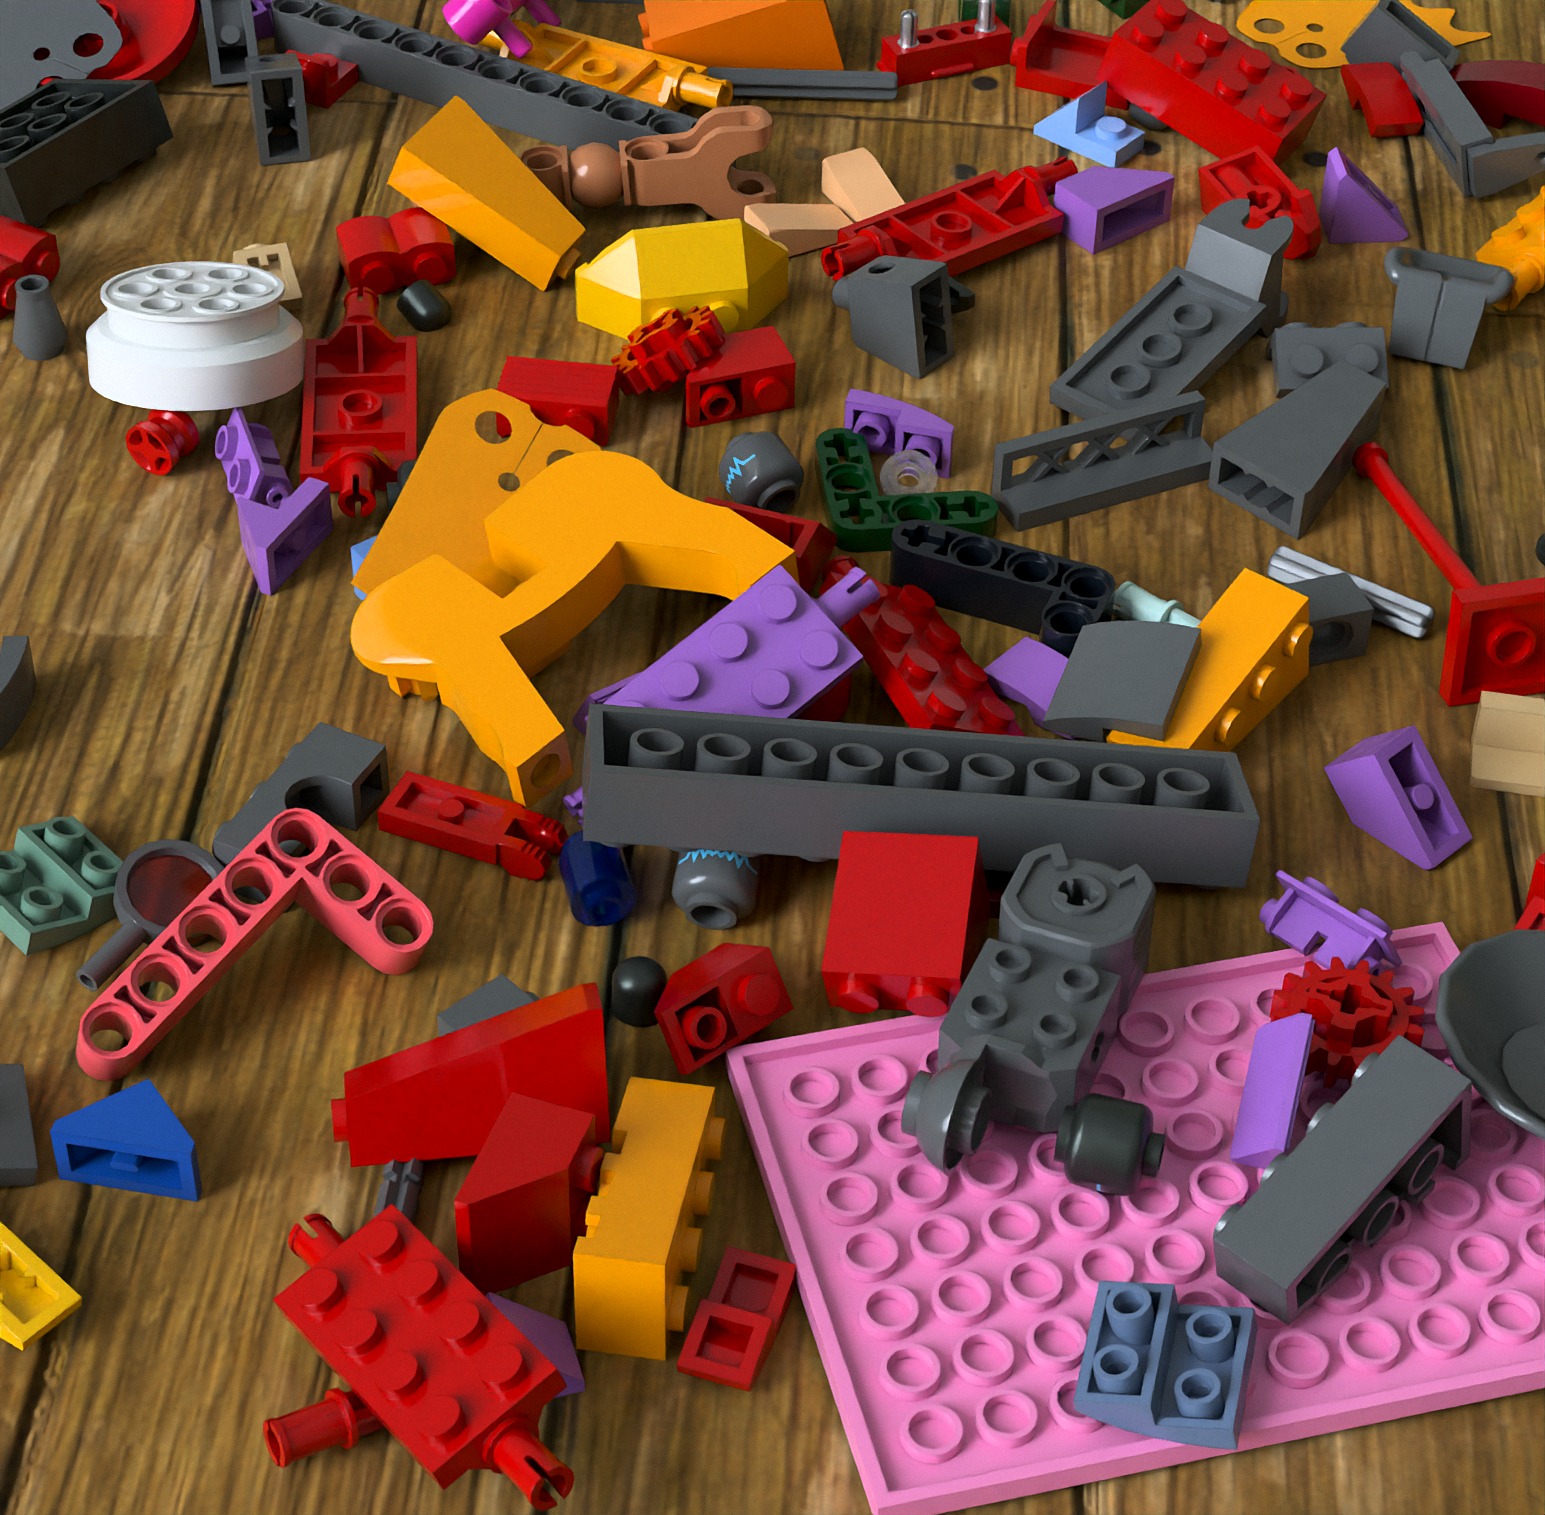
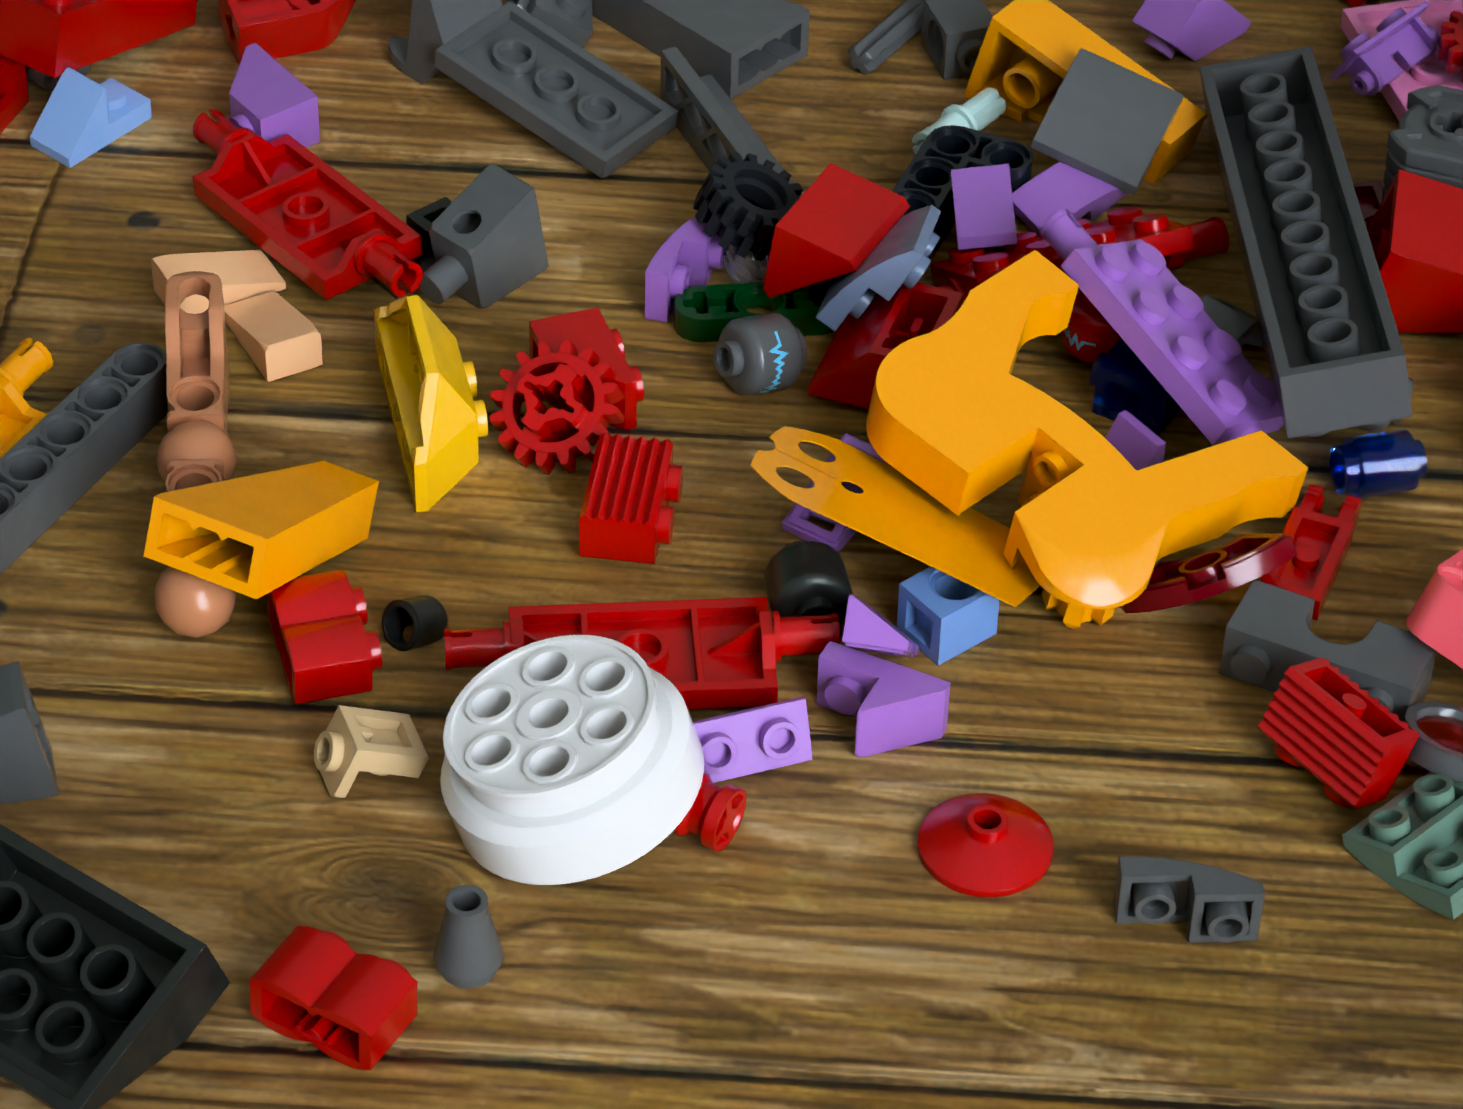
camera: 90 degrees left, 0 degrees up
(119, 609) = (985, 845): none -> red dish
(174, 791) = (1337, 733): none -> red brick
(336, 504) = (872, 632): none -> medium lavender slope
(421, 733) = (1213, 571): none -> dark red tile
(857, 514) = (895, 261): none -> sand blue slope
(892, 466) = (830, 230): none -> red slope
(950, 412) = (745, 203): none -> black tyre
(969, 602) = (983, 206): none -> medium lavender slope

